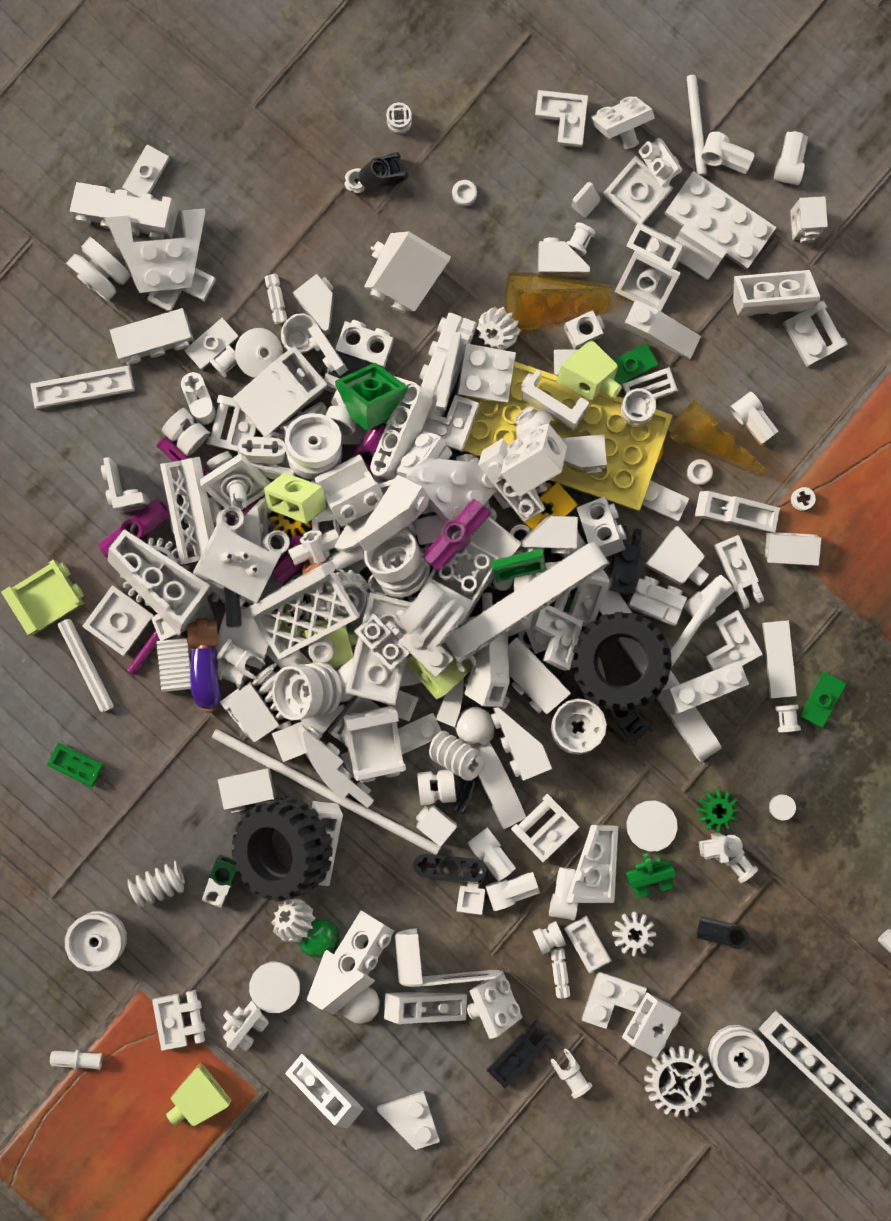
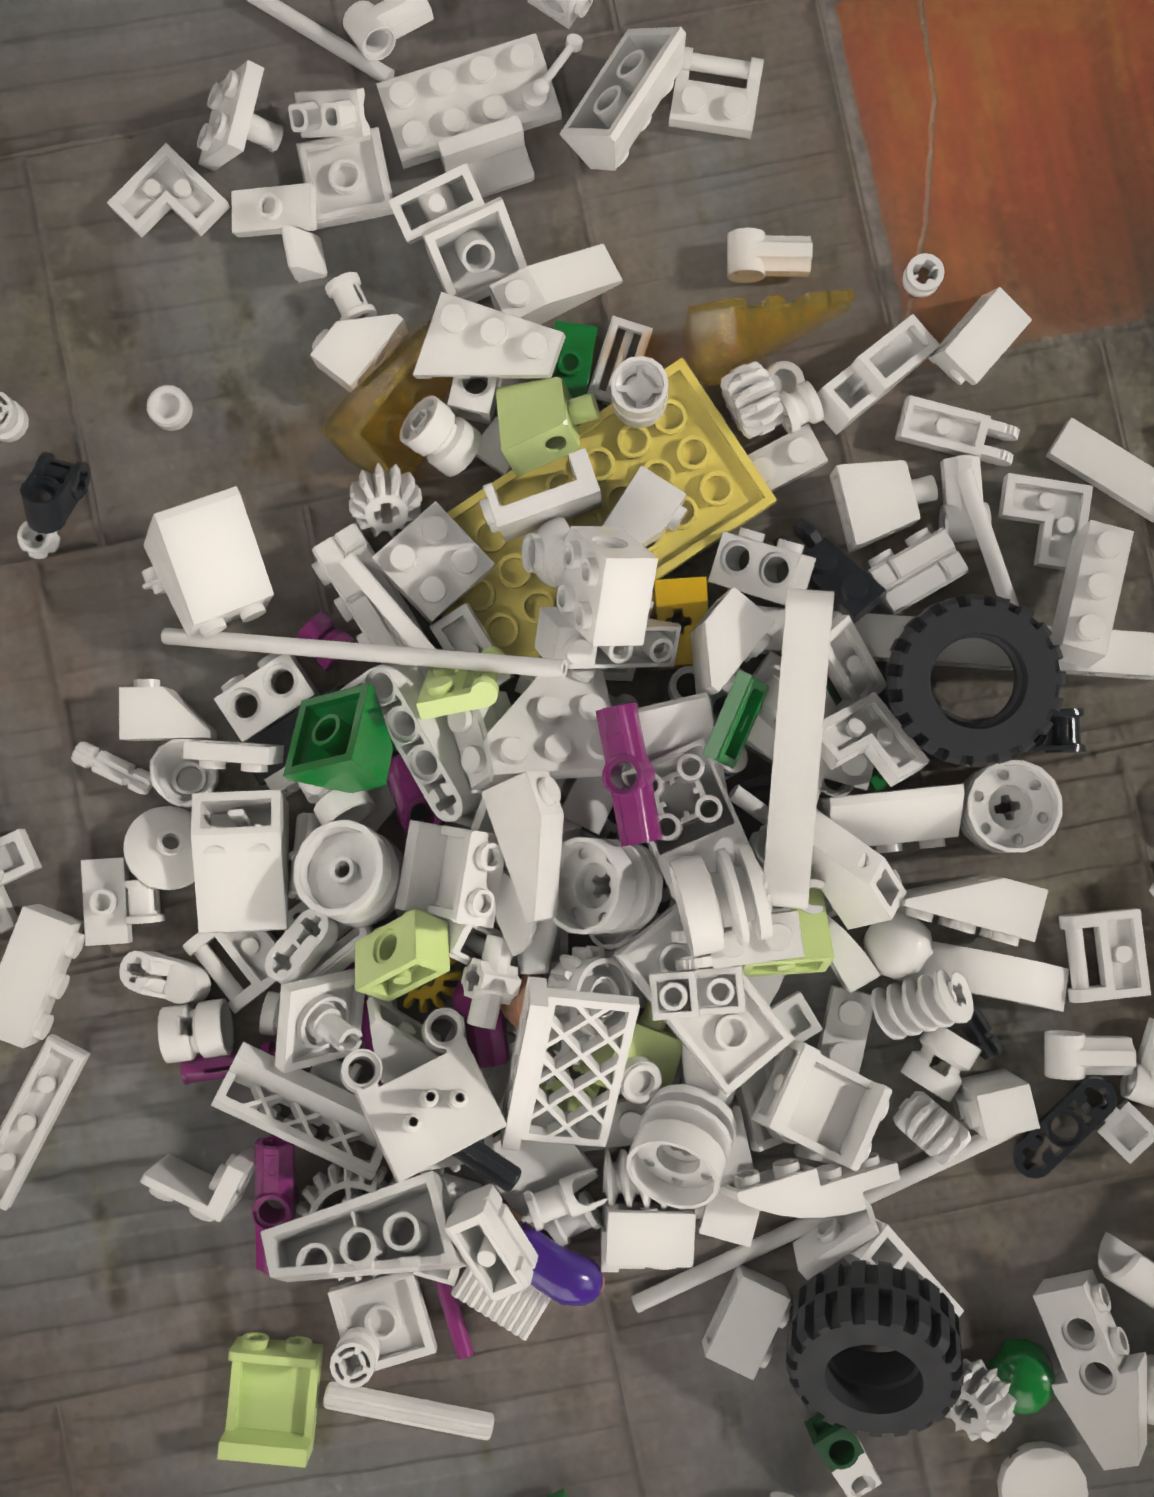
camera: 45 degrees left, 0 degrees up
(100, 618) = (359, 1347): none -> white wheel
(199, 636) = (491, 1242): none -> white brick
(318, 798) = (834, 1240): none -> white plate
(402, 805) = (932, 1128): none -> white gear
(411, 351) = (322, 628): none -> magenta wheel
(420, 375) = (371, 653): none -> white piece
(438, 429) = (455, 691): none -> yellowish green plate
(548, 331) = (436, 432): none -> white wheel
(595, 170) = (269, 208): none -> white plate
(606, 318) = (484, 342): none -> white wing
(678, 463) = (752, 399): none -> white gear
(691, 487) = (801, 407): none -> white wheel
(786, 248) = (573, 44): none -> white hinge

